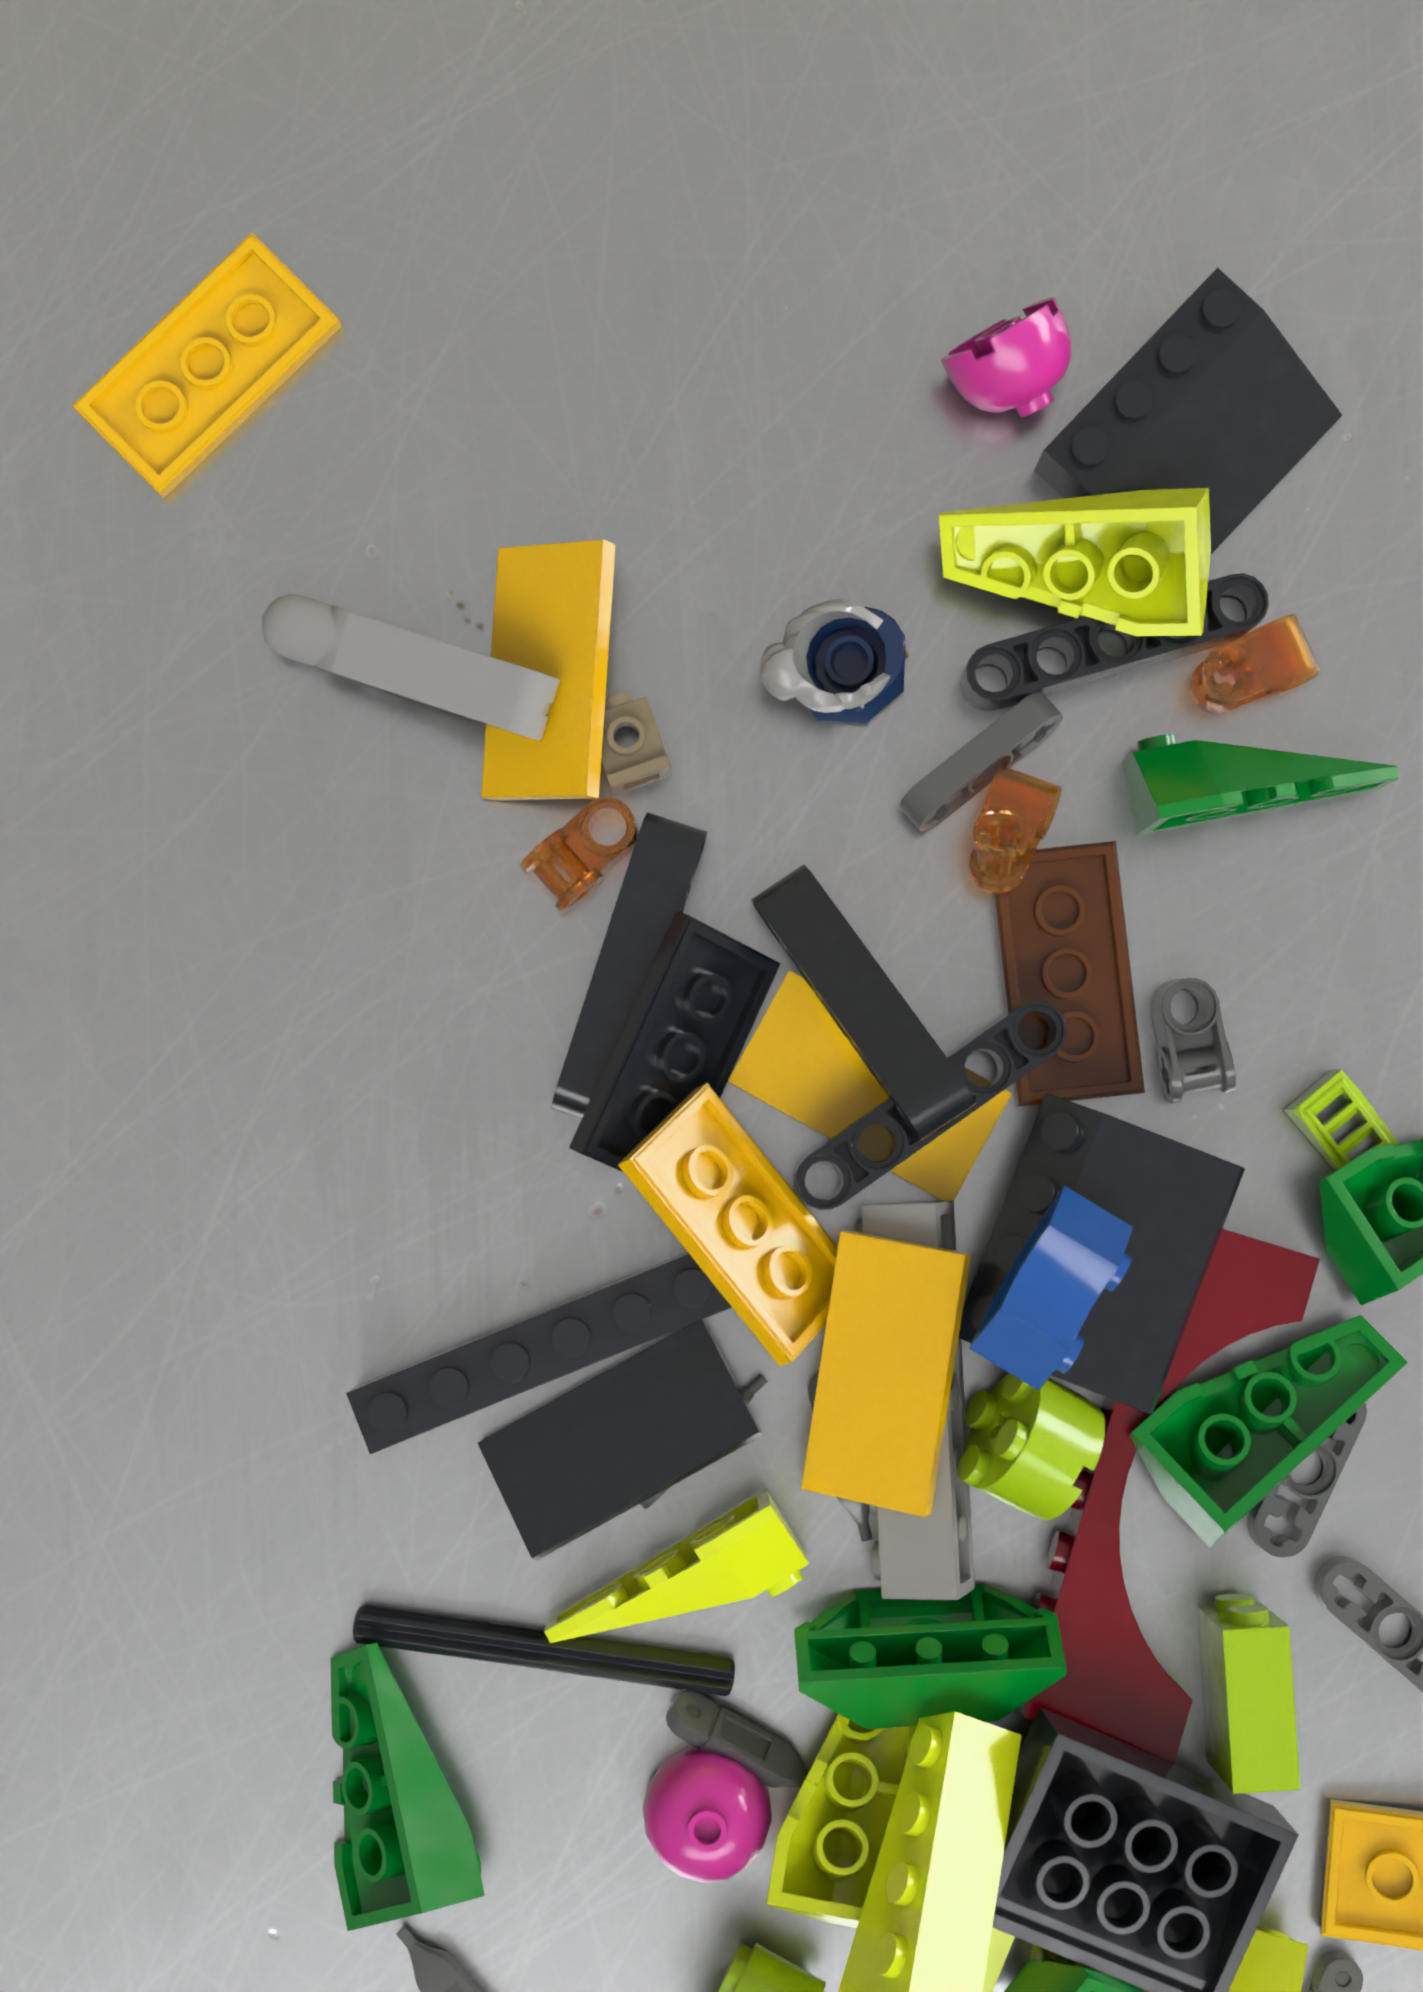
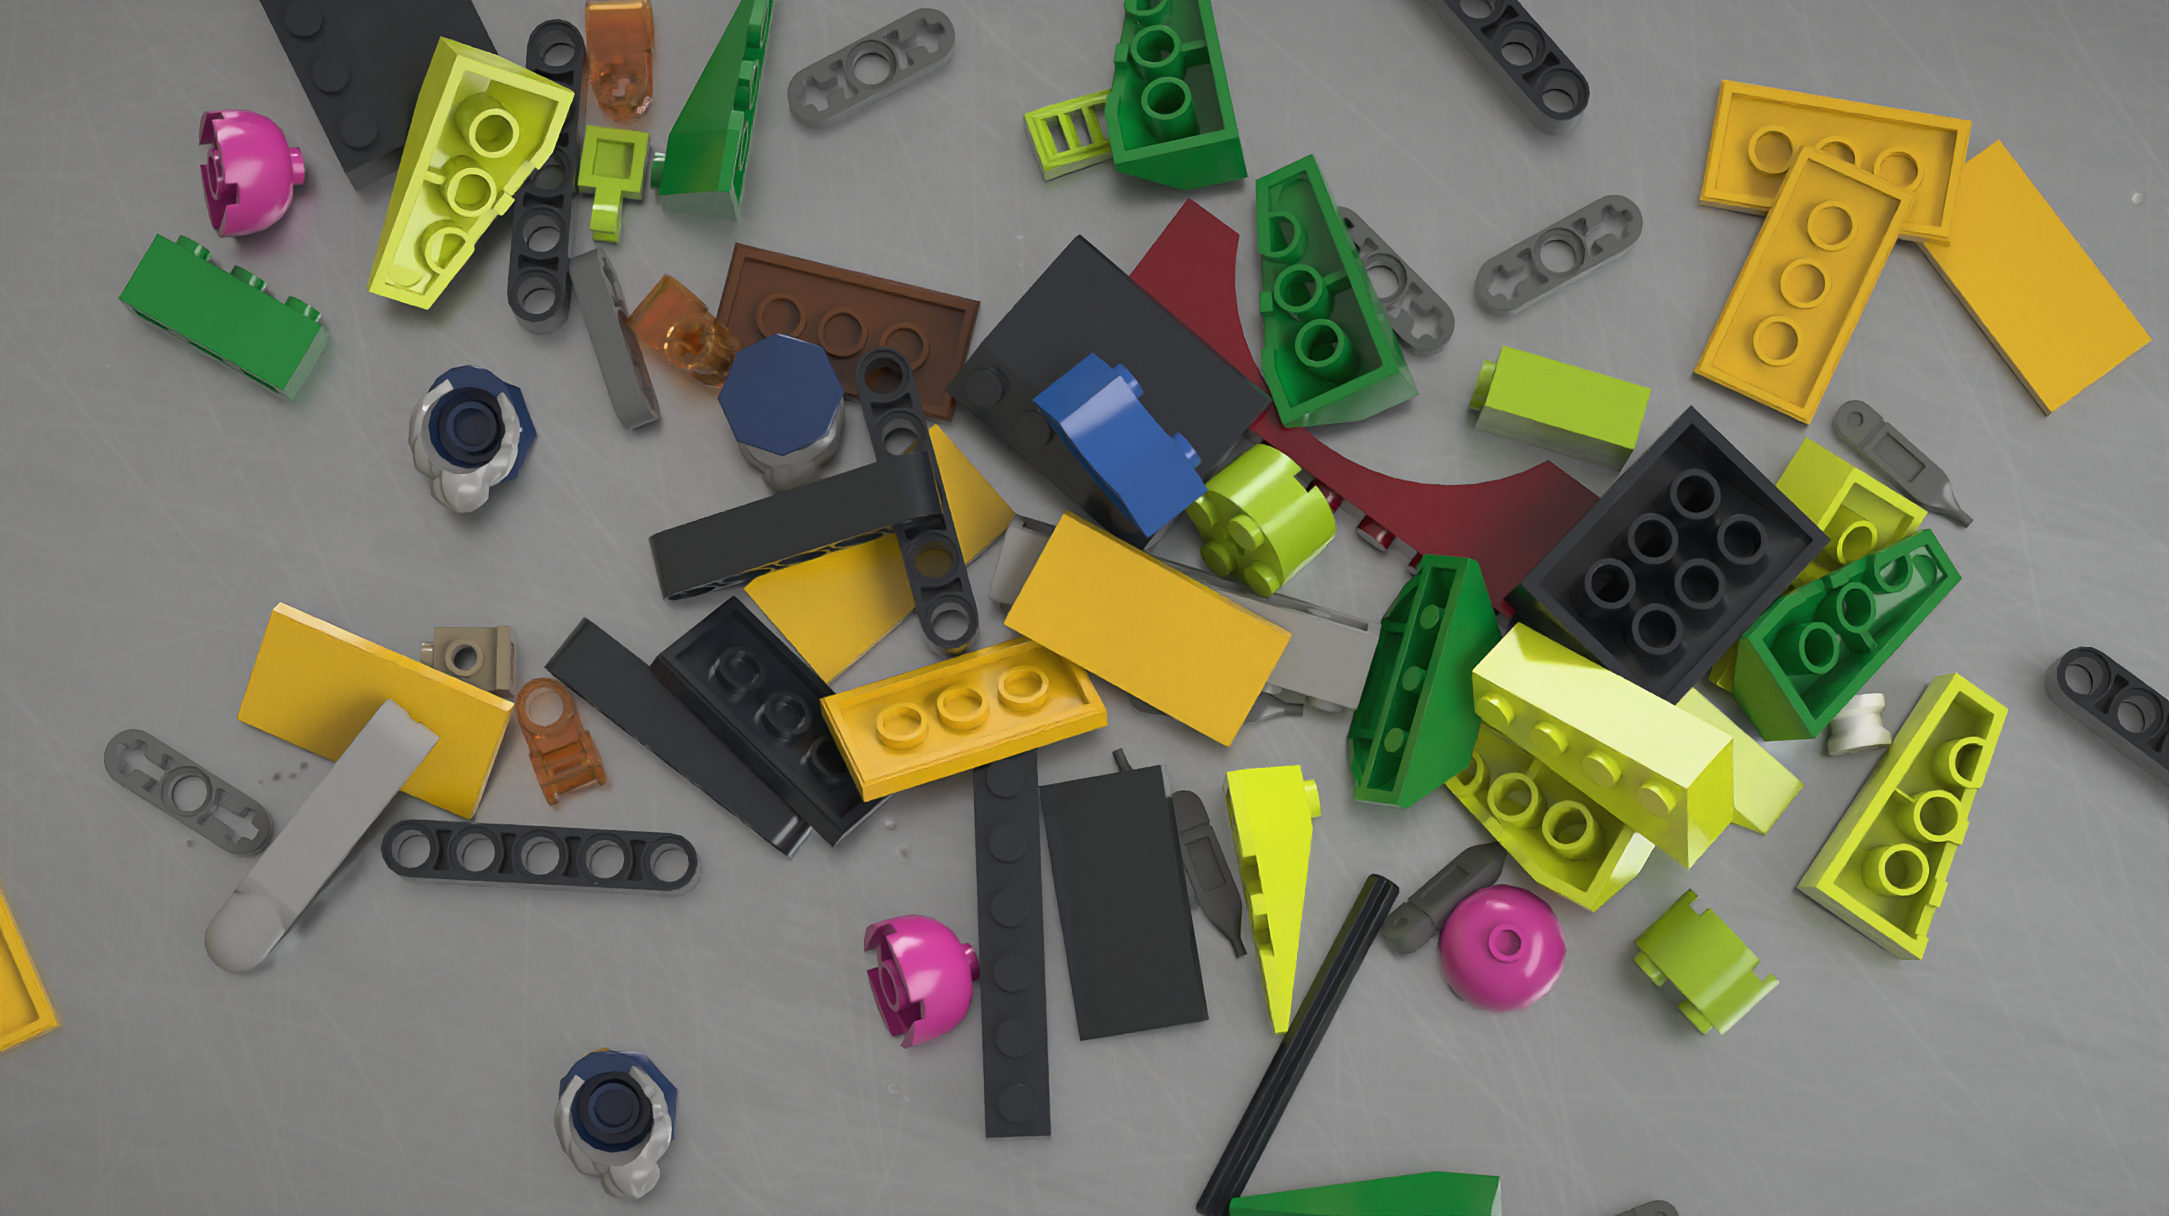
camera: 70 degrees left, 5 degrees down
(248, 1037) = (616, 1119): none -> piece
(440, 489) = (159, 753): none -> dark grey beam
(450, 851) = (514, 842): none -> black beam
(479, 1274) = (921, 976): none -> dark pink cylinder
(682, 1505) = (1208, 868): none -> dark grey piece
(871, 394) = (226, 315): none -> green brick
(970, 947) = (784, 409): none -> dark blue piece
(1142, 700) = (612, 169): none -> lime plate
(1191, 1044) = (951, 241): dark grey piece -> none
(1357, 949) = (877, 42): none -> dark grey beam

